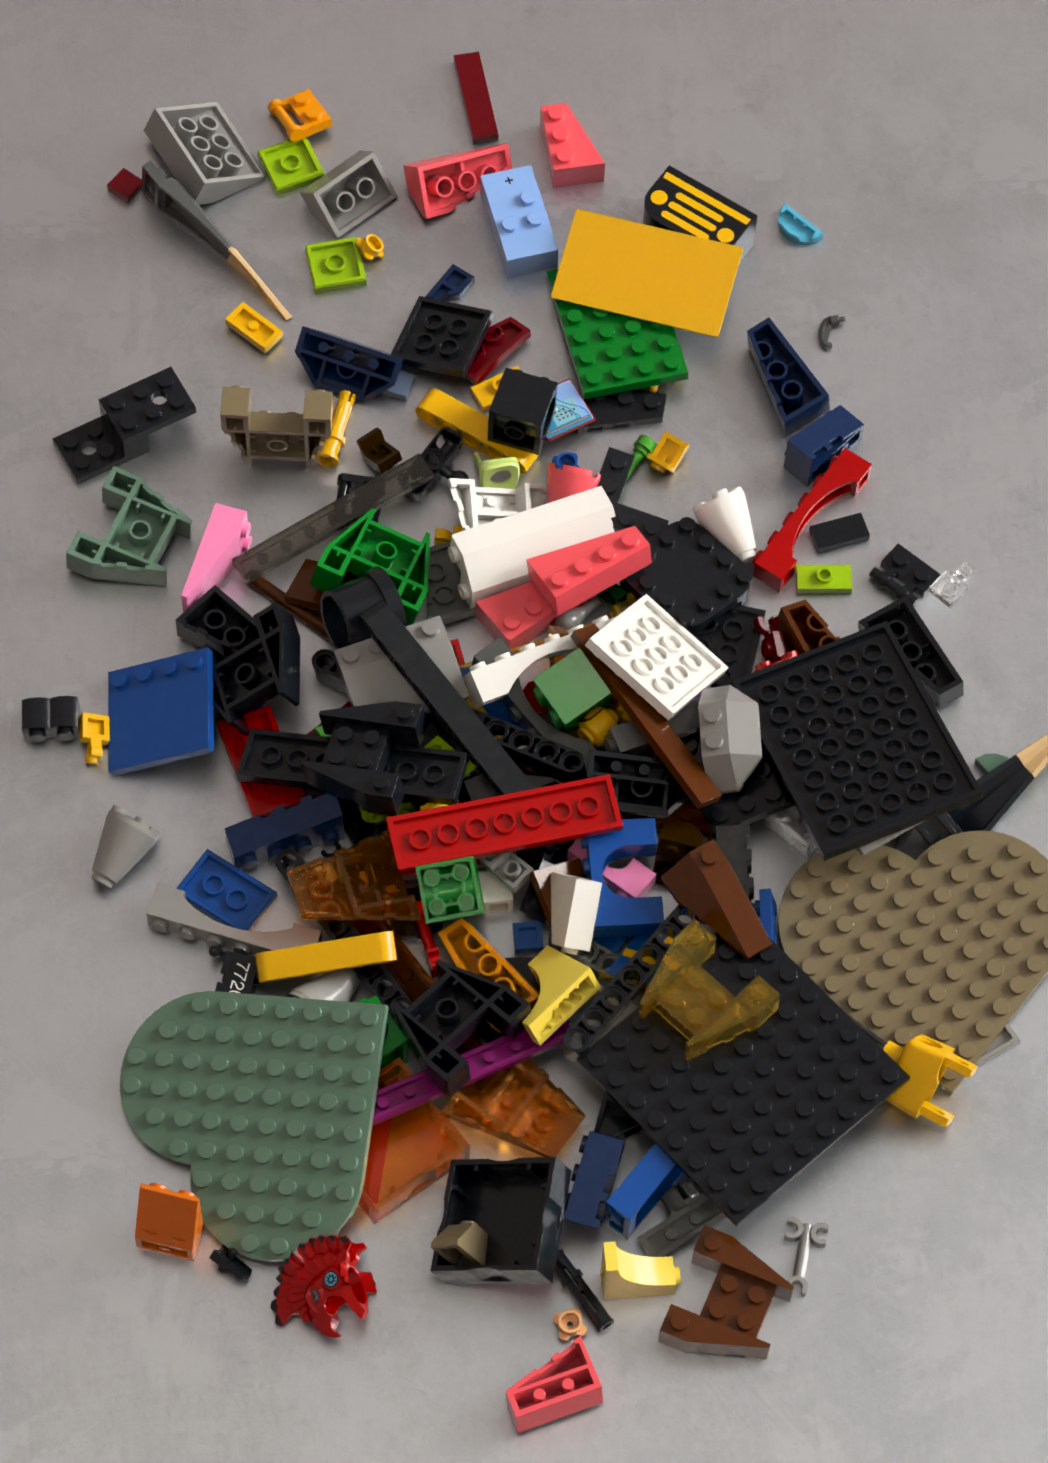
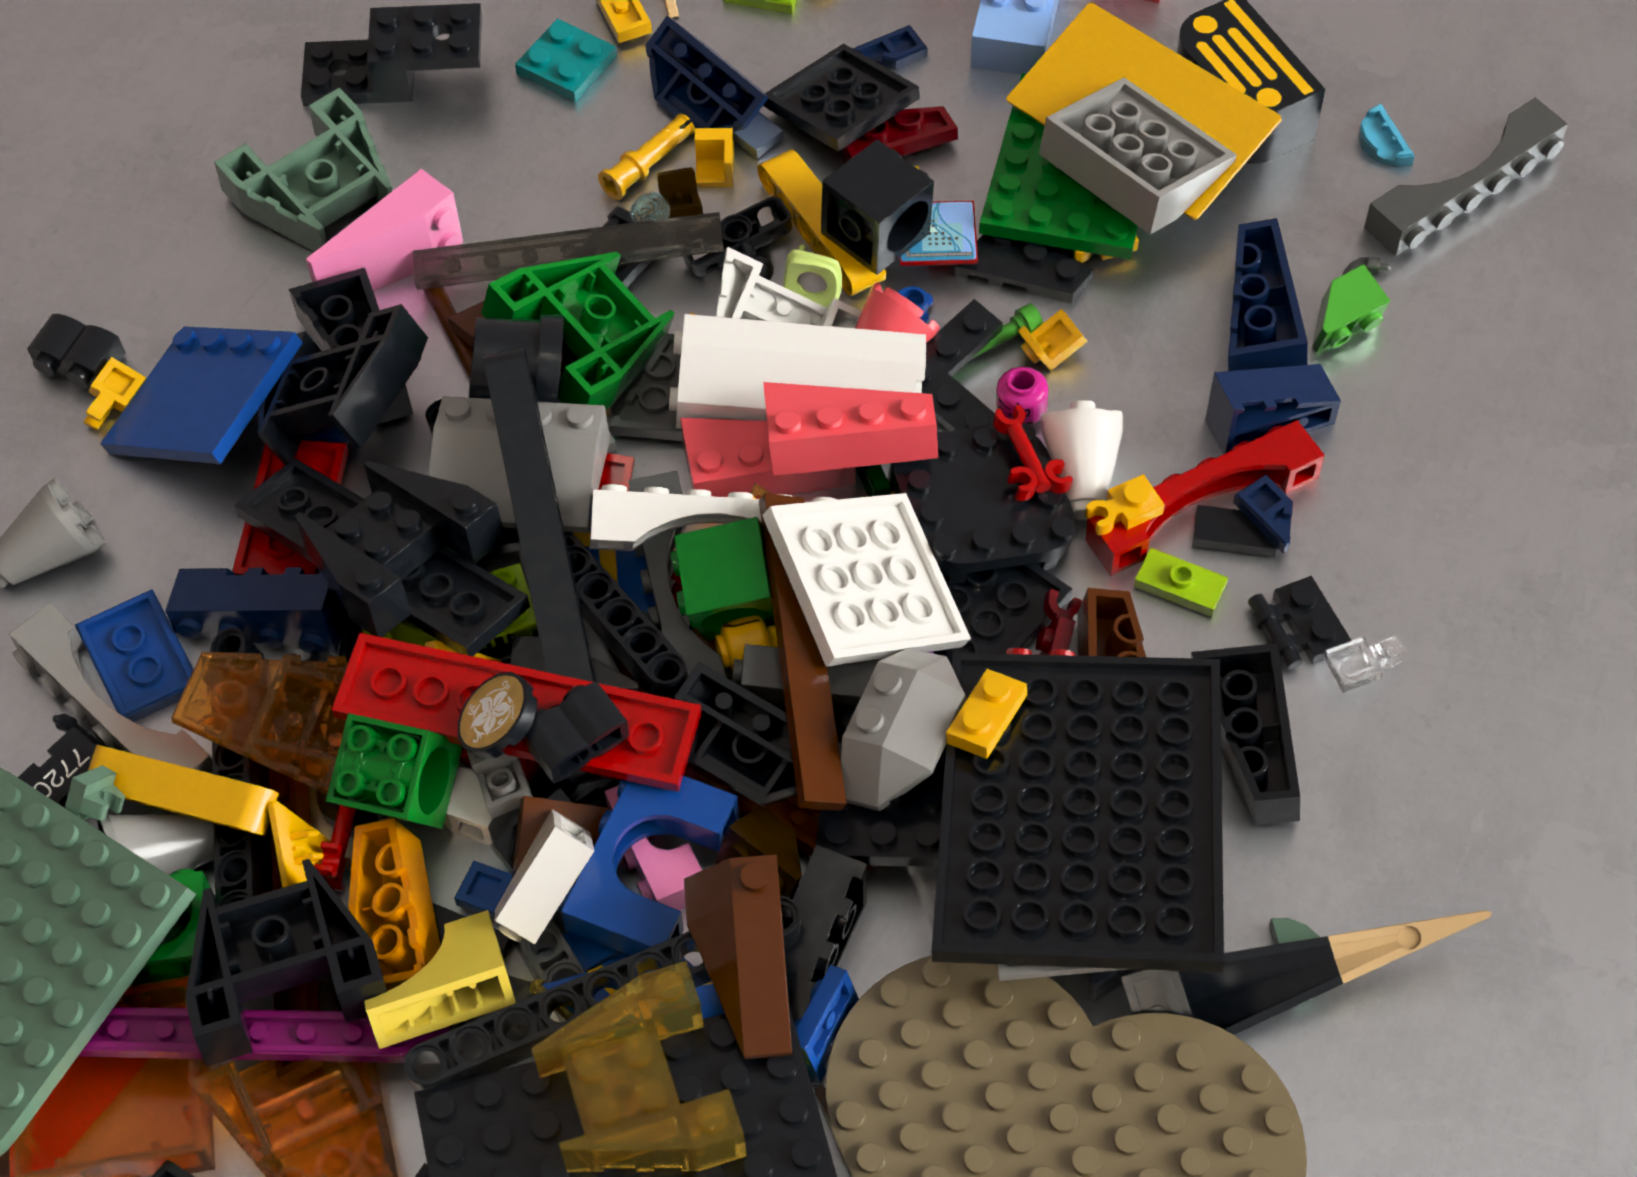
camera: 30 degrees right, 5 degrees down
(237, 370) = (566, 60): none -> teal plate
(277, 434) = (561, 128): dark tan wedge -> none
(283, 981) = (94, 794): none -> sand green tile
(368, 468) = (649, 207): none -> clear light blue tile
(383, 412) = (714, 157): none -> yellow panel
(417, 959) = (293, 843): none -> yellow piece
(504, 830) = (497, 715): none -> tile
(552, 820) = (575, 731): none -> black brick
(577, 615) = (811, 490): light grey piece -> none
(661, 307) = (1134, 153): none -> light grey slope
(671, 499) = (1024, 388): none -> dark pink head
(710, 550) = (1032, 474): none -> red bar
(774, 543) = (1127, 502): none -> yellow plate
(775, 709) = (986, 713): none -> yellow plate
(834, 357) = (1348, 306): none -> bright green slope
(842, 274) = (1414, 211): none -> dark grey arch
(854, 512) = (1268, 510): none -> dark blue tile

